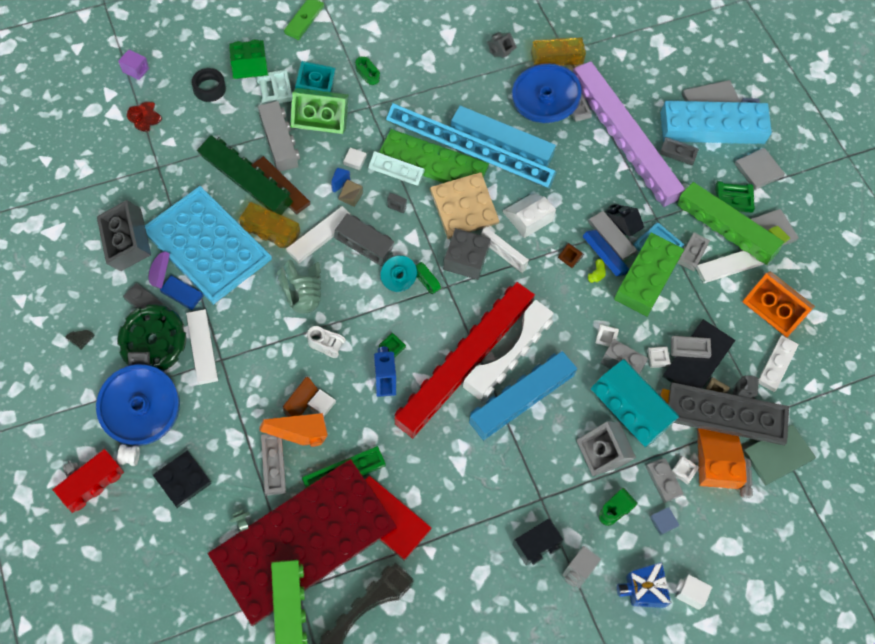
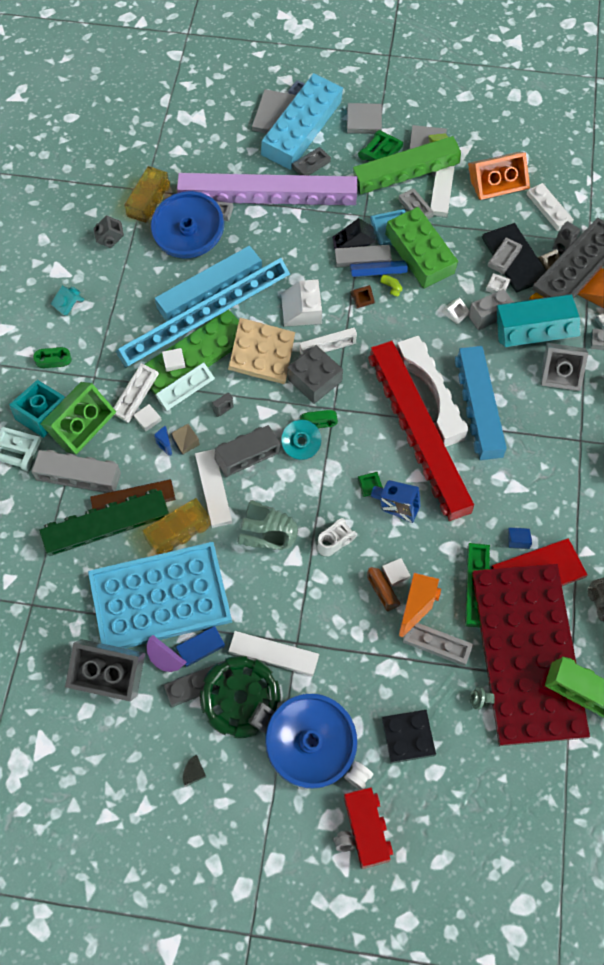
camera: 55 degrees left, 0 degrees up
(369, 138) = (135, 392): none -> white tile
(409, 487) = (519, 538): none -> blue slope
(413, 147) = (173, 359): none -> white tile
(424, 50) = (66, 299): none -> teal bracket

